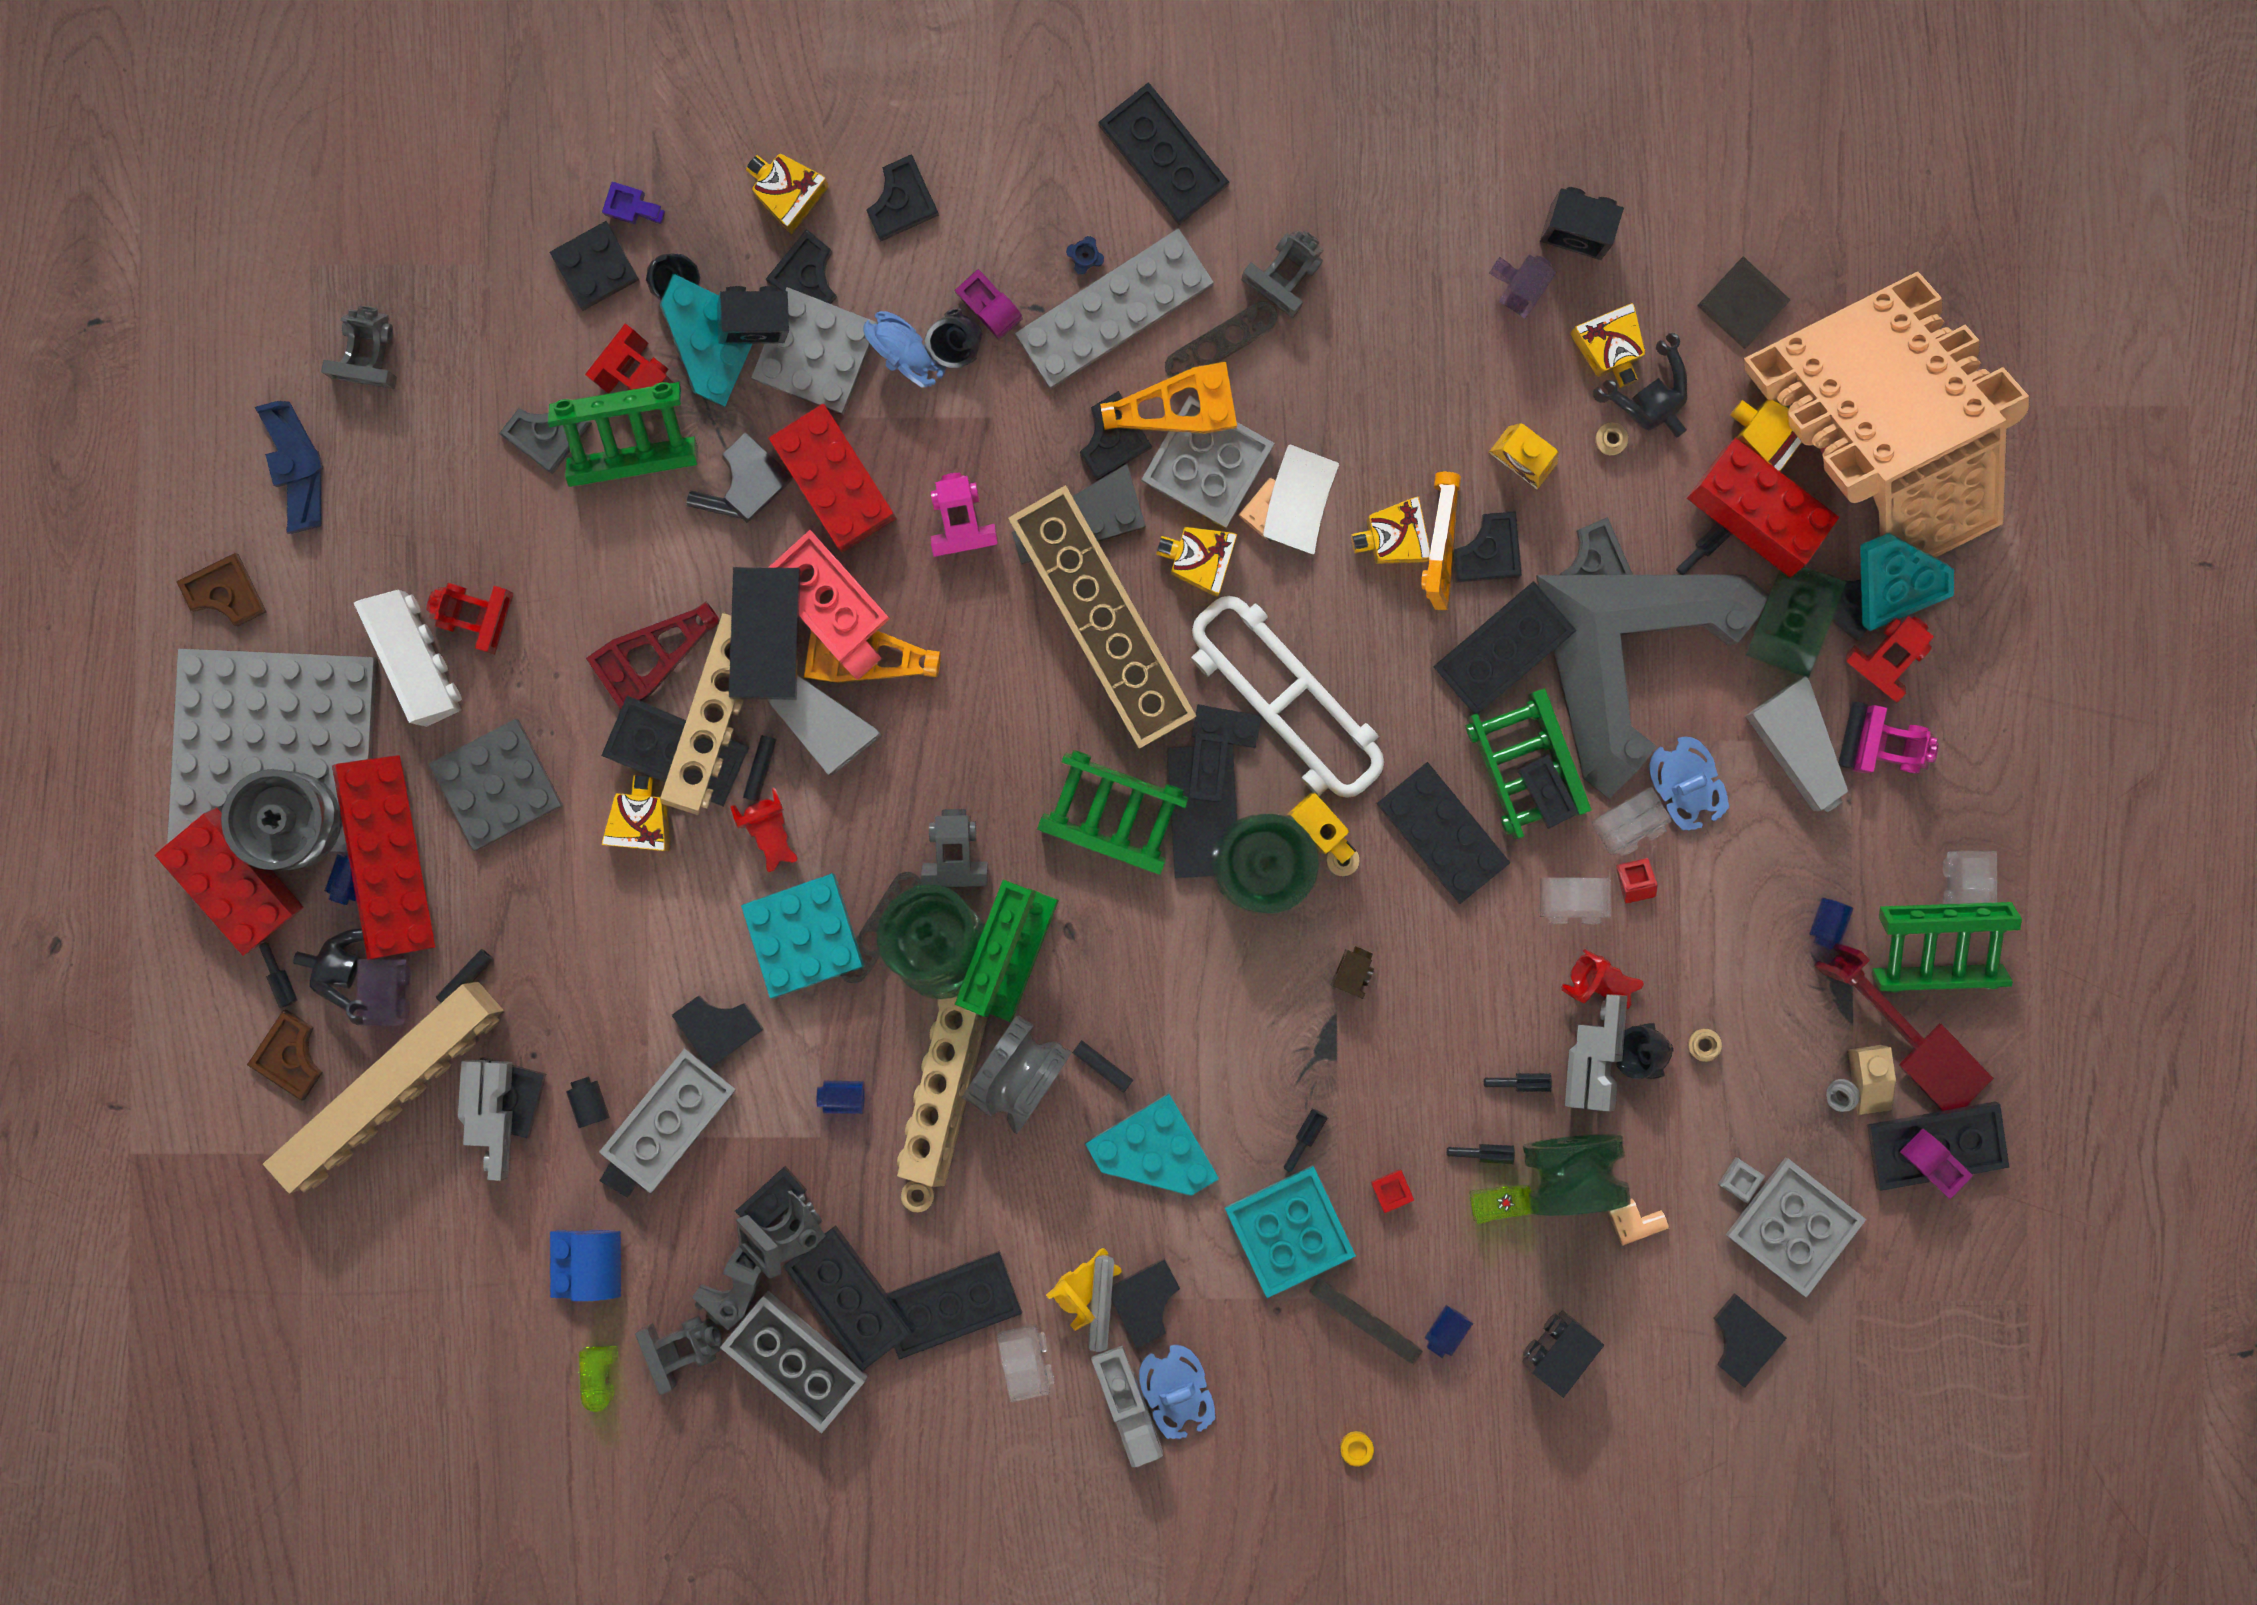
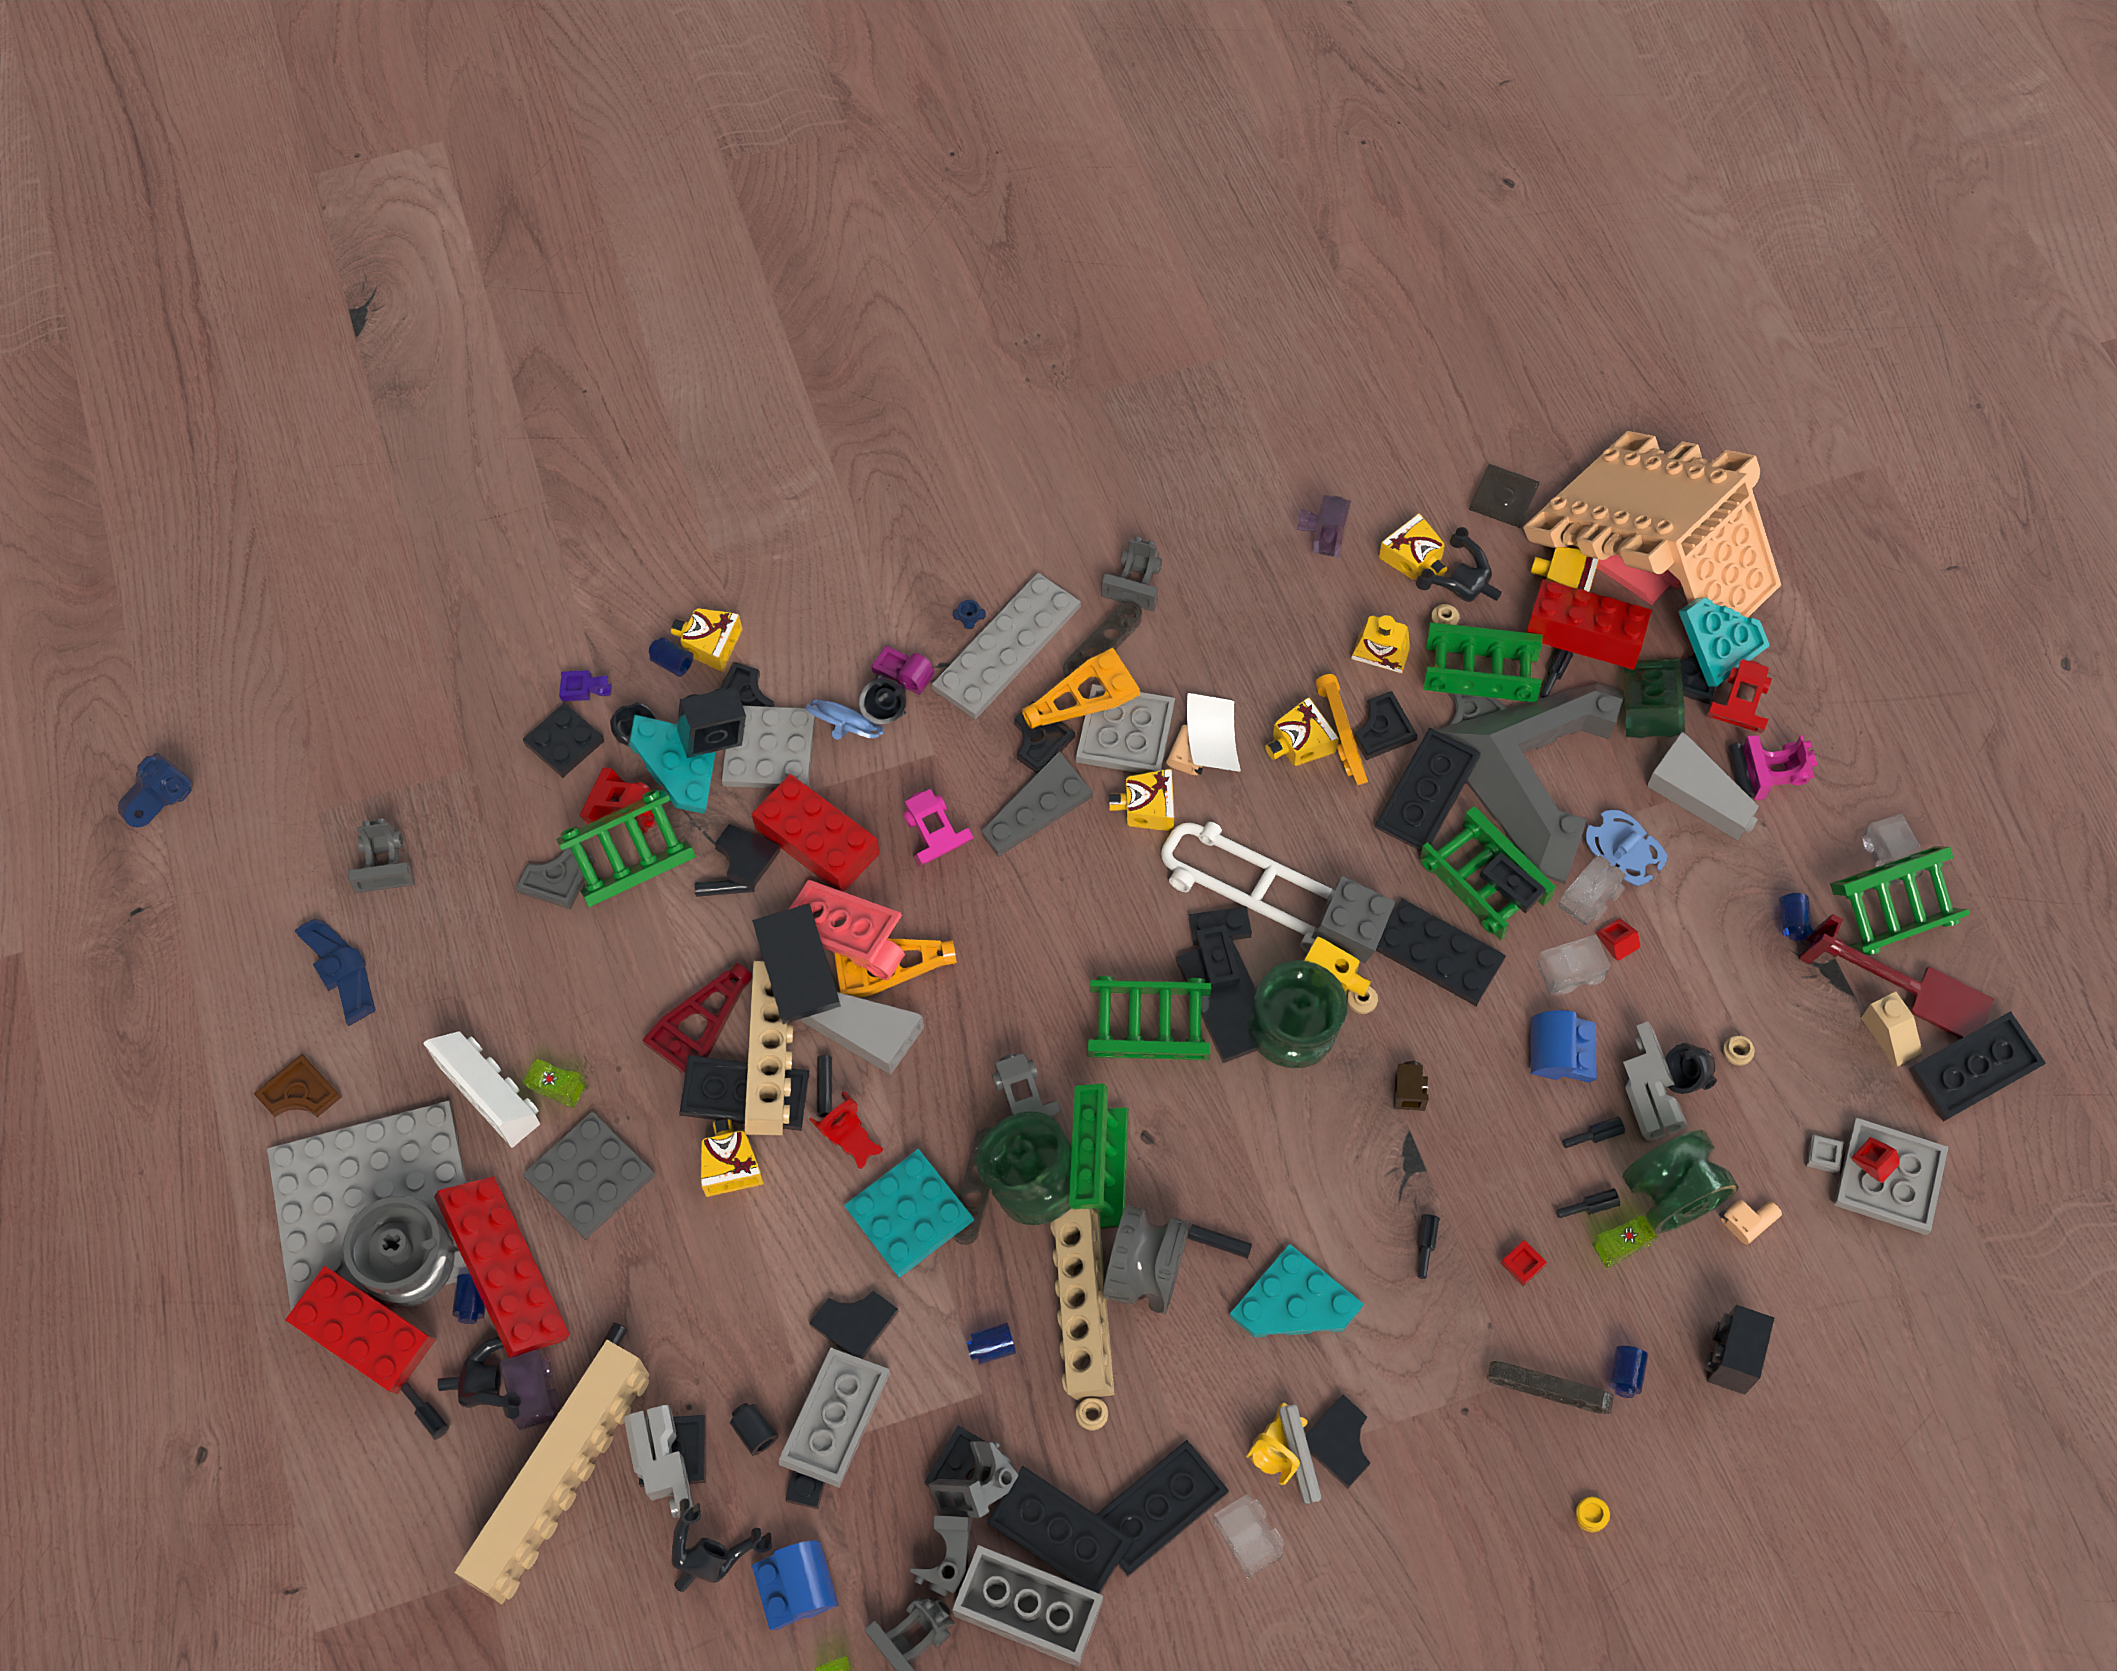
camera: 15 degrees left, 25 degrees down
(141, 182) = (156, 786): none -> dark blue piece
(286, 1056) = (449, 1483): reddish brown tile -> none
(446, 606) = (547, 1031): red tile -> none
(485, 674) = (555, 1082): none -> clear neon green leg
(511, 1217) = (708, 1558): none -> black piece
(737, 200) = (670, 656): none -> clear blue brick
(903, 200) = (807, 620): black tile -> none
(1102, 616) = (1083, 864): tan brick -> none
(1127, 1406) = (1362, 1539): light grey plate -> none
(1163, 153) = (1006, 527): black tile -> none
(1176, 1390) = (1401, 1514): medium blue shield -> none
(1290, 1231) = (1447, 1330): teal plate -> none
(1363, 778) = (1354, 918): none -> dark grey brick
(1526, 982) = (1563, 1046): none -> blue brick
(1582, 223) = (1355, 471): black brick -> none
(1595, 974) = (1618, 1022): red hair -> none
(1651, 495) = (1483, 642): none -> green fence
(1747, 1338) = (1898, 1290): black tile -> none
(1787, 1209) = (1877, 1159): none -> red slope
(1839, 1102) = (1871, 1060): light grey plate -> none
(1936, 1163) = (1976, 1070): magenta plate -> none

